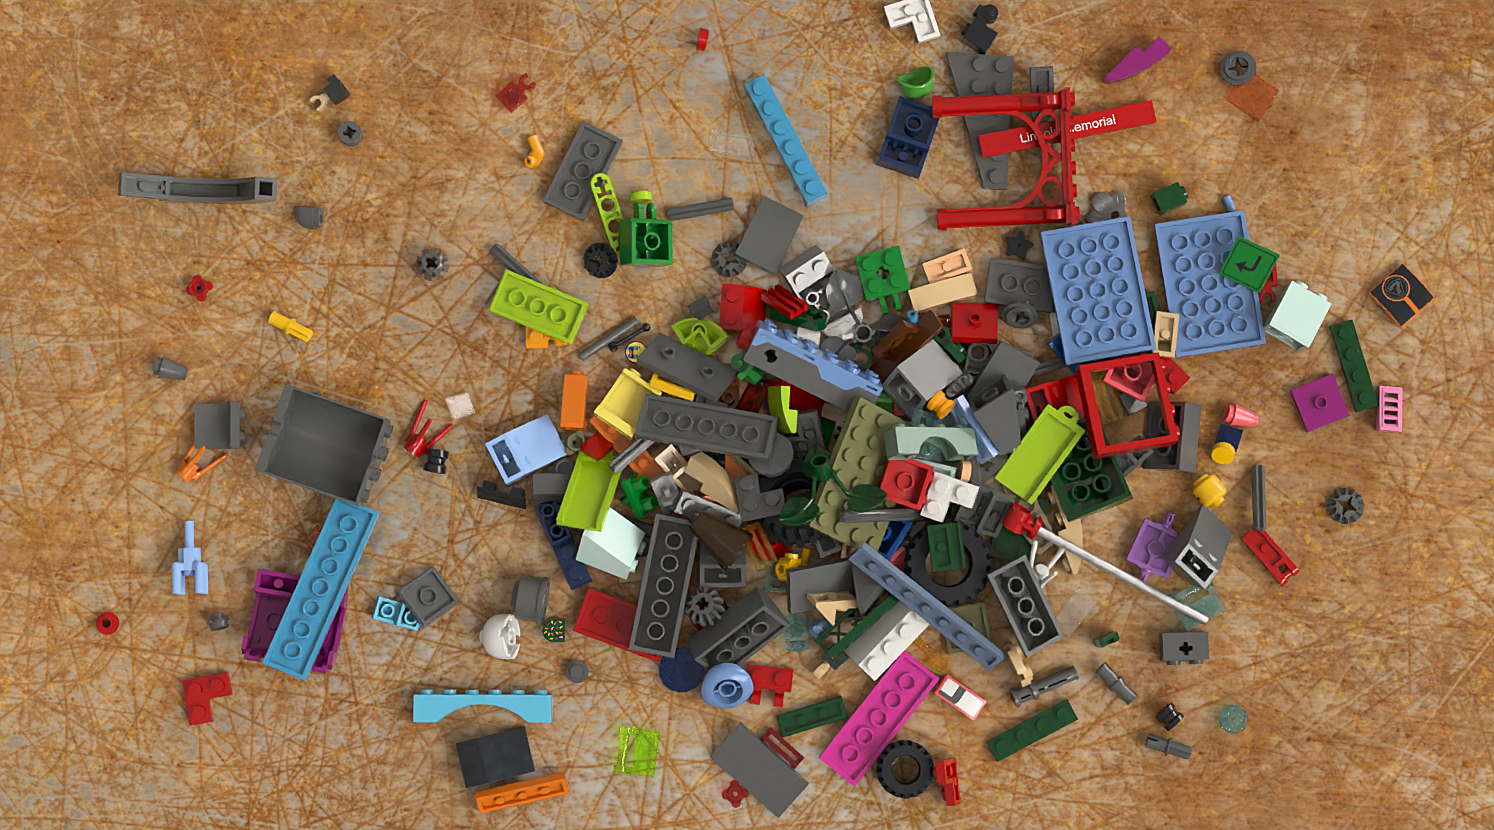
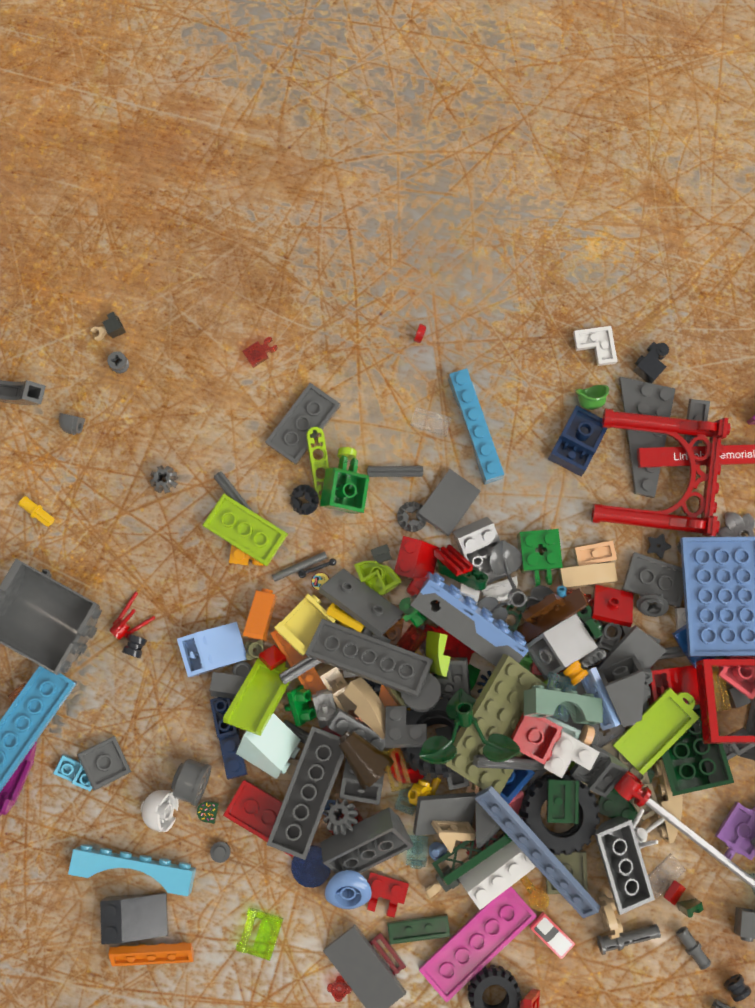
camera: 10 degrees right, 5 degrees down
(460, 406) = (164, 602): clear slope -> none
(489, 493) = (174, 678): black piece -> none
(536, 154) = (267, 403): light orange arm -> none
(1032, 730) = (611, 977): dark green plate -> none
(1087, 628) = (674, 892): none -> red tile

